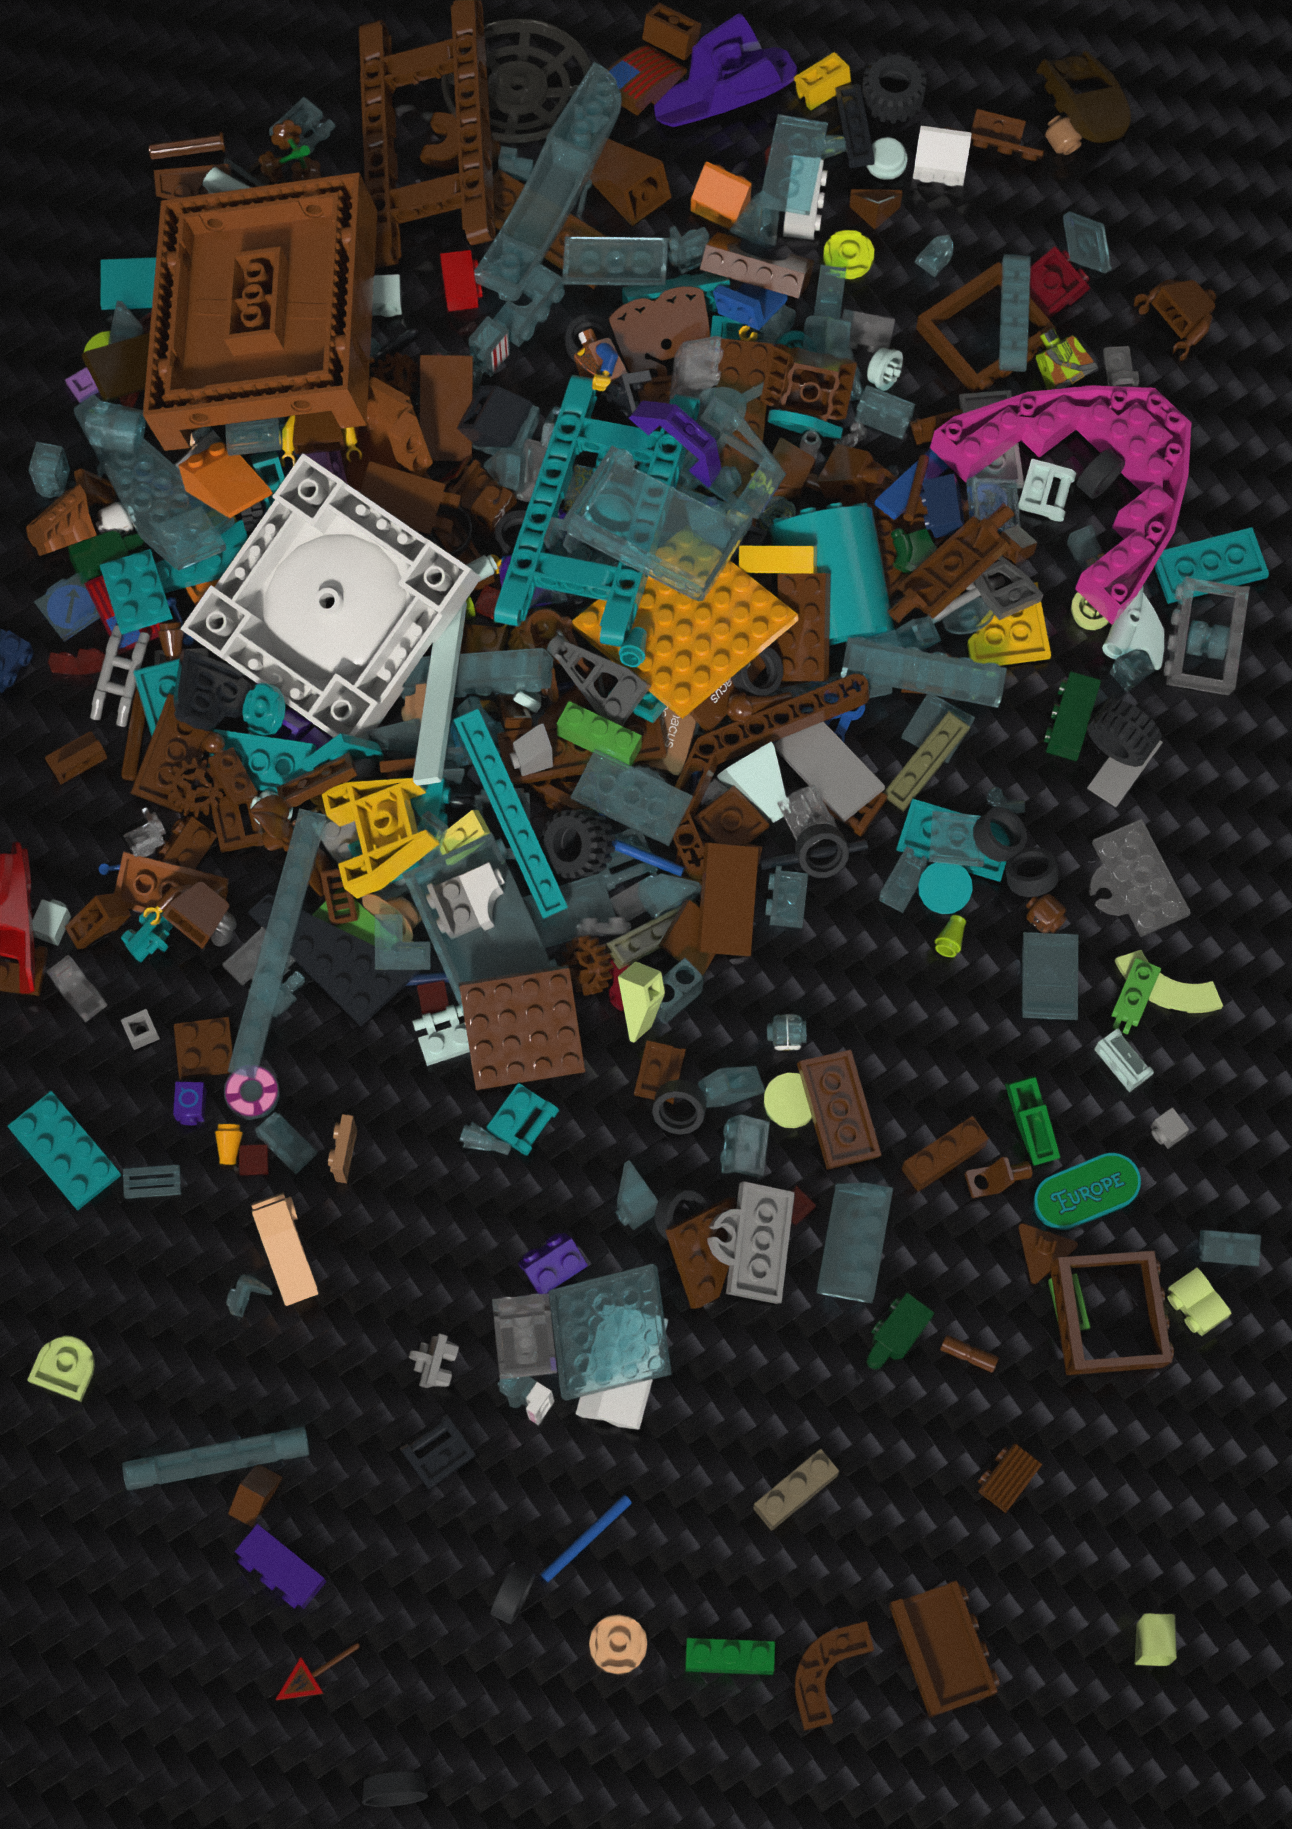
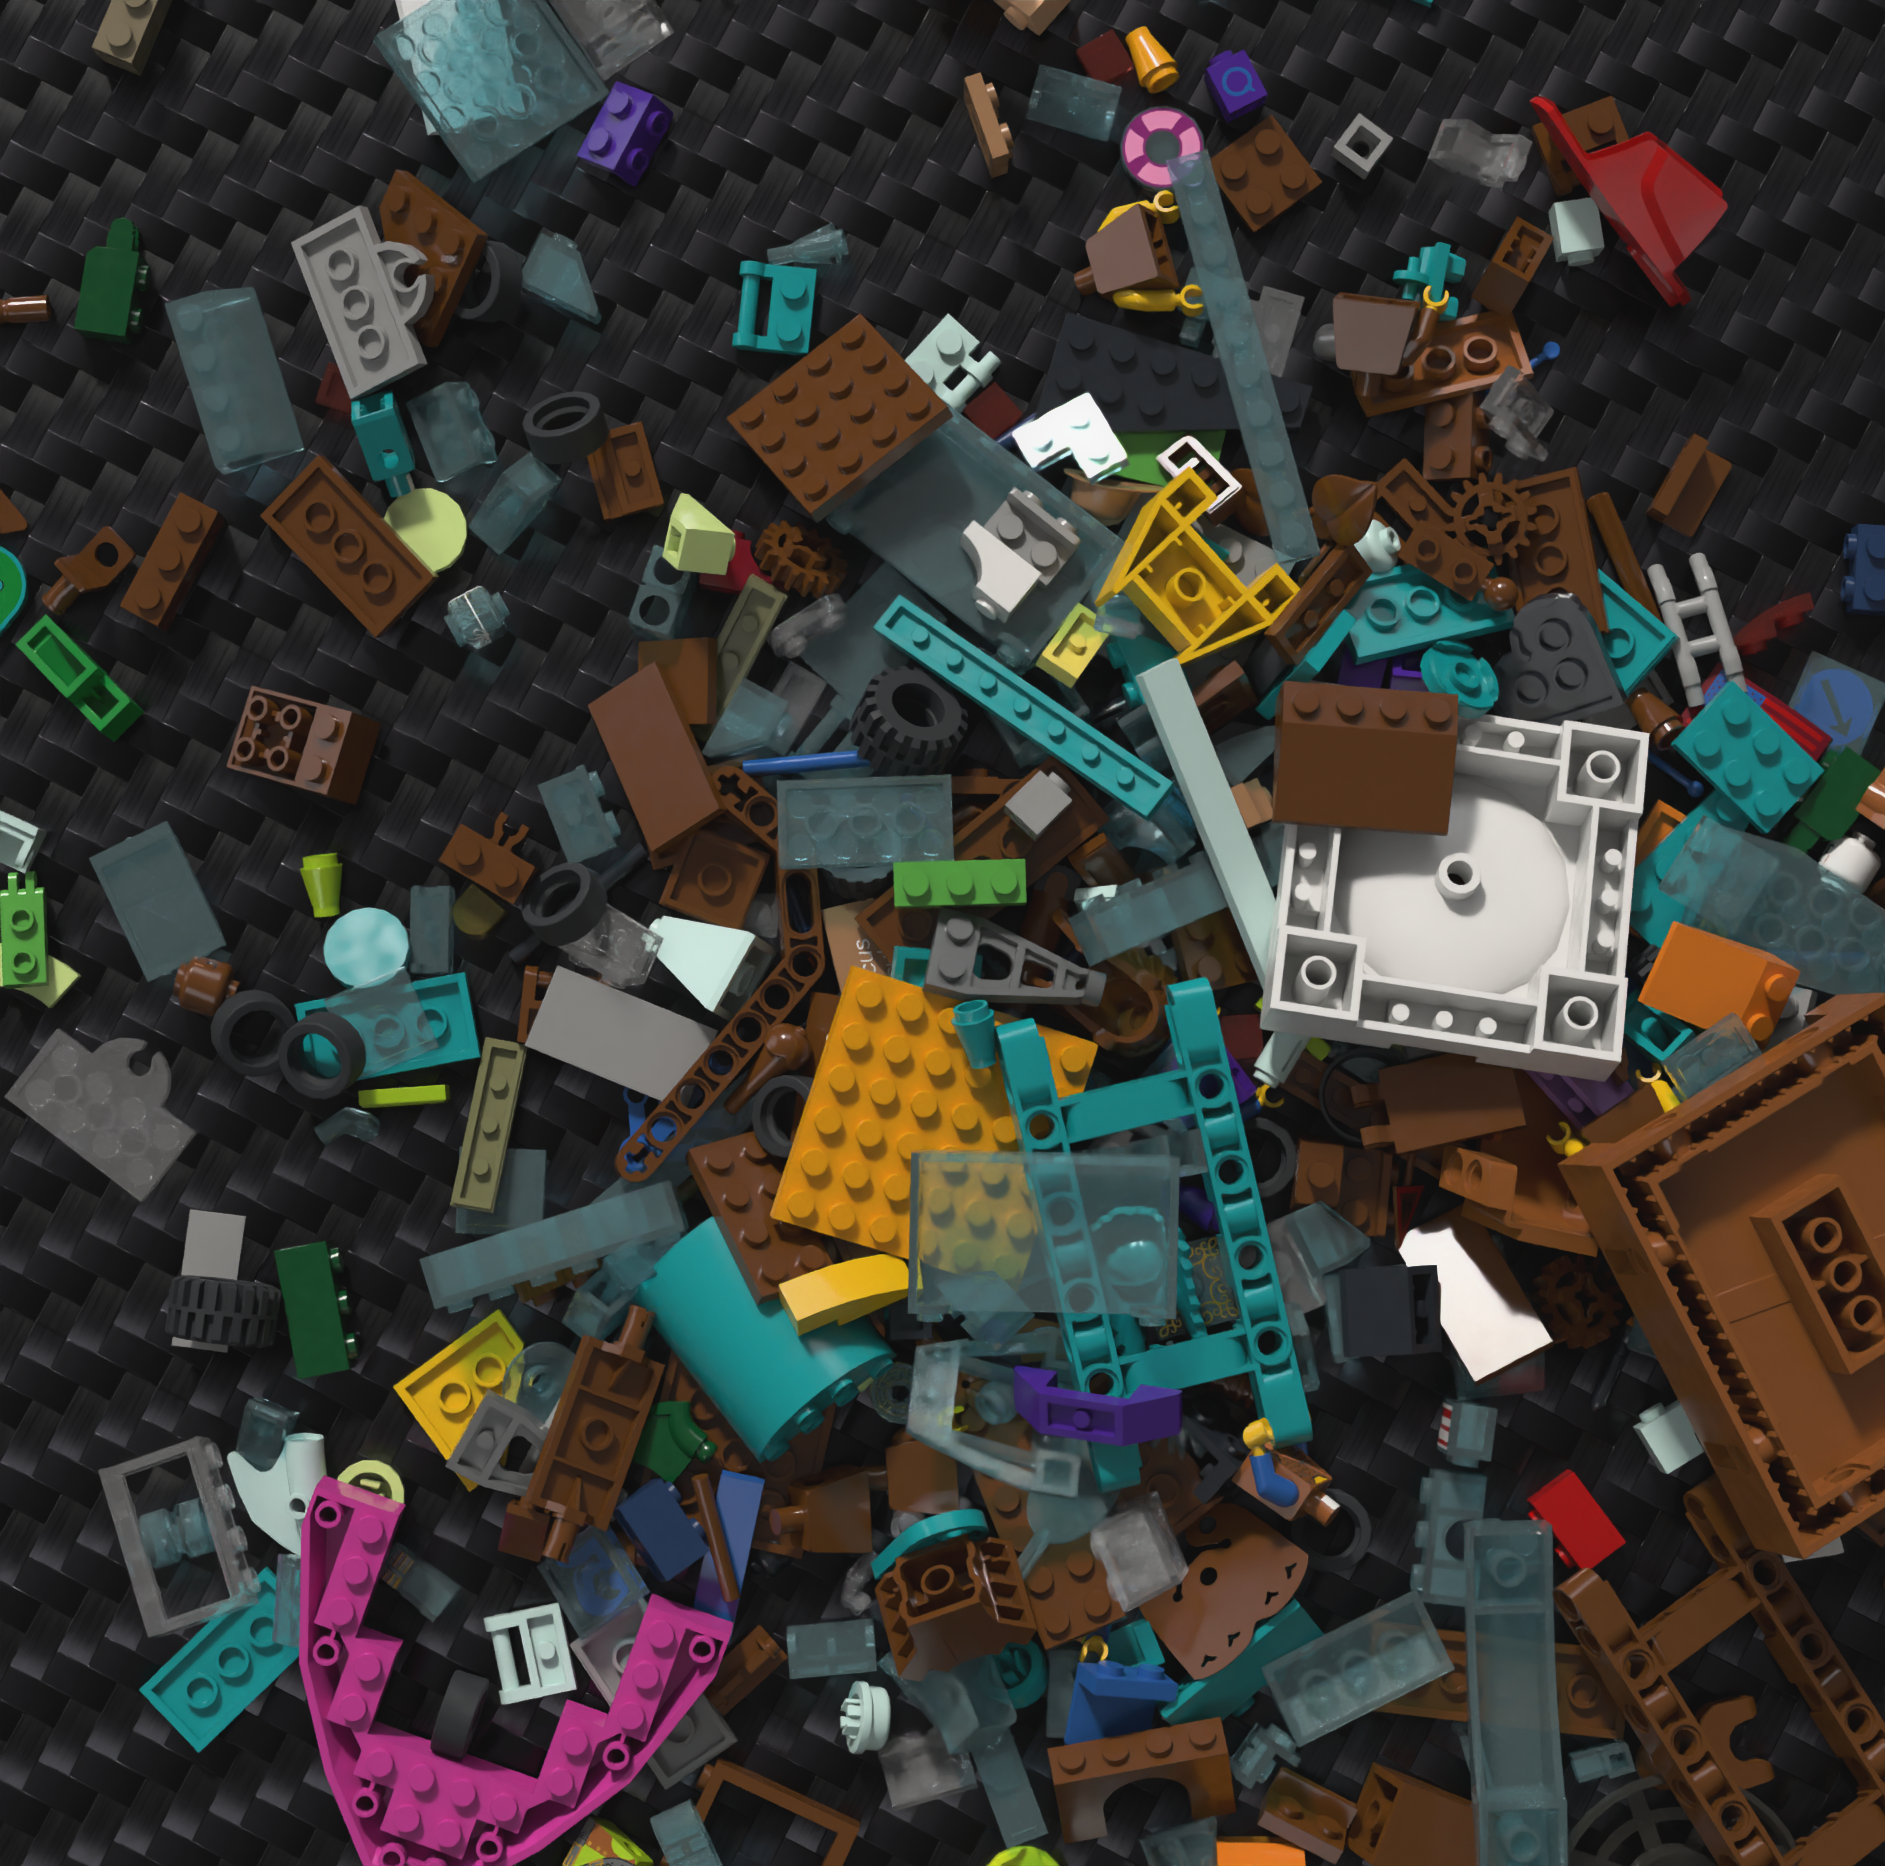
camera: 150 degrees right, 15 degrees up
(305, 1031) = (1134, 260): none -> reddish brown torso
(343, 680) = (1364, 758): none -> reddish brown slope
(682, 209) = (1307, 1814): none -> reddish brown bracket
(787, 1147) = (382, 428): none -> teal torso
(851, 896) = (489, 863): none -> reddish brown brick
(872, 879) = (476, 912): none -> clear yellow tile
(923, 1016) = (304, 744): none -> reddish brown slope
(964, 799) = (404, 1096): none -> lime tile
(1163, 572) = (287, 1601): none -> clear light blue tile

